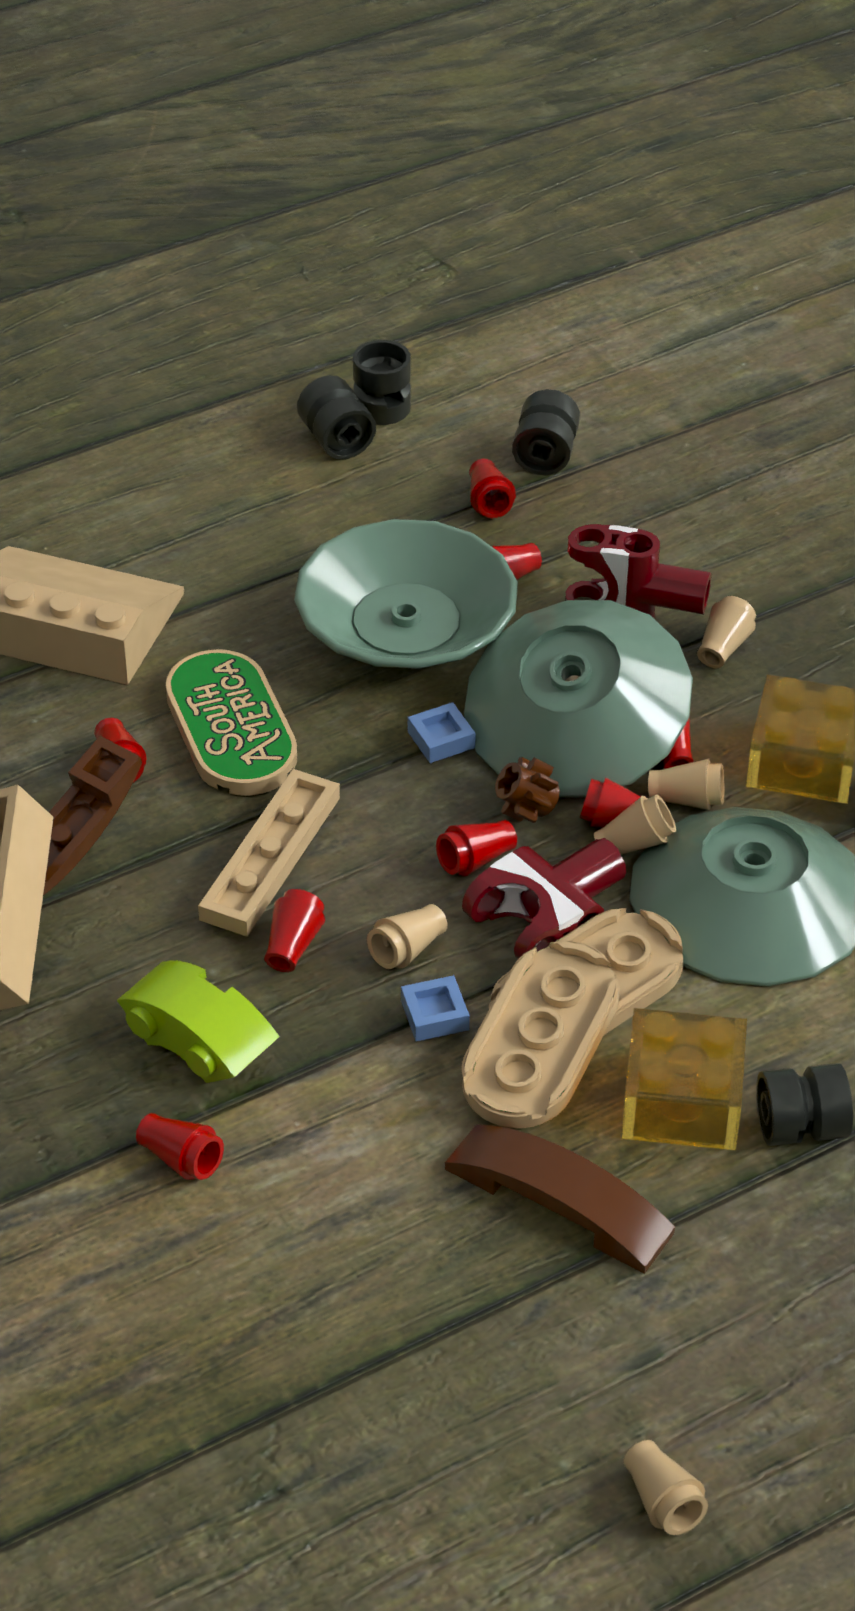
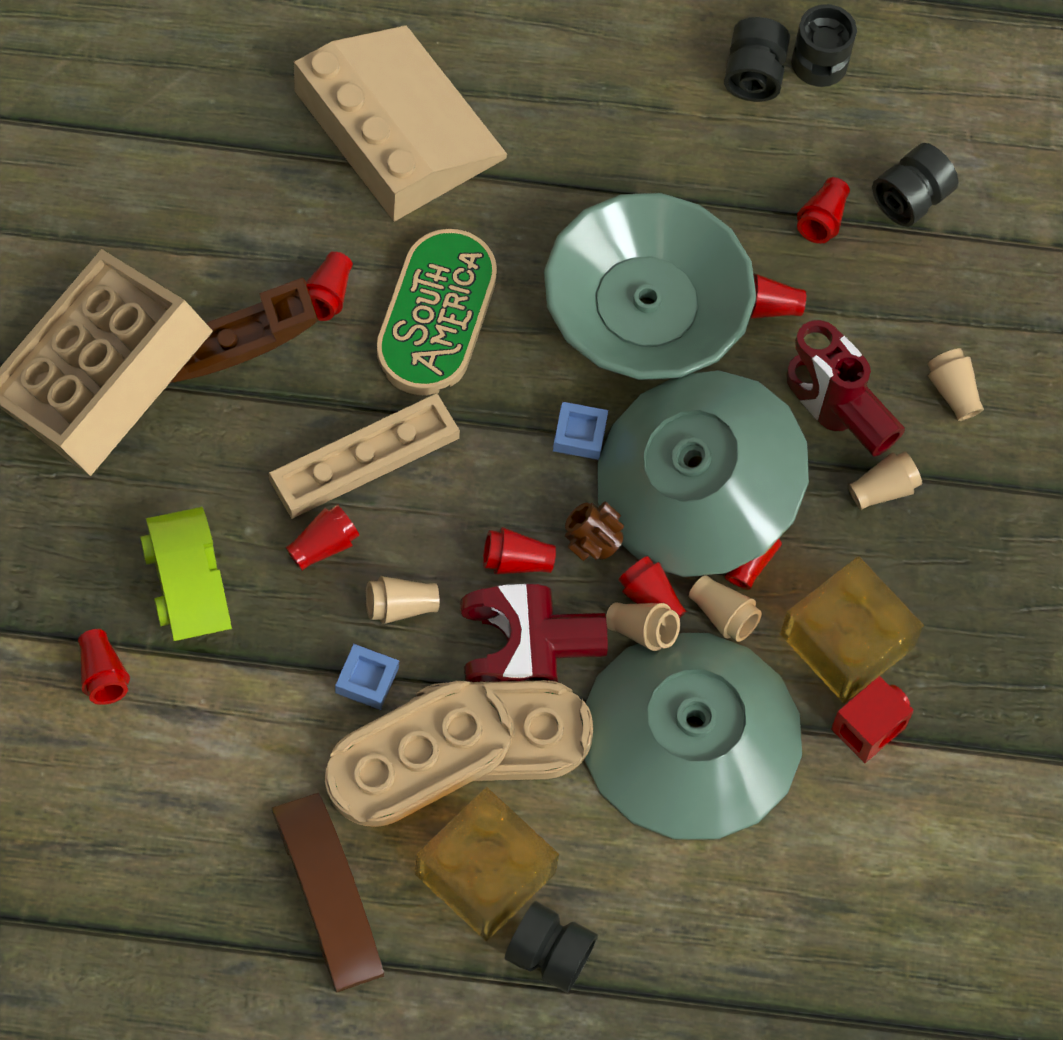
camera: 30 degrees right, 20 degrees up
(709, 540) = (956, 382): none -> tan cone

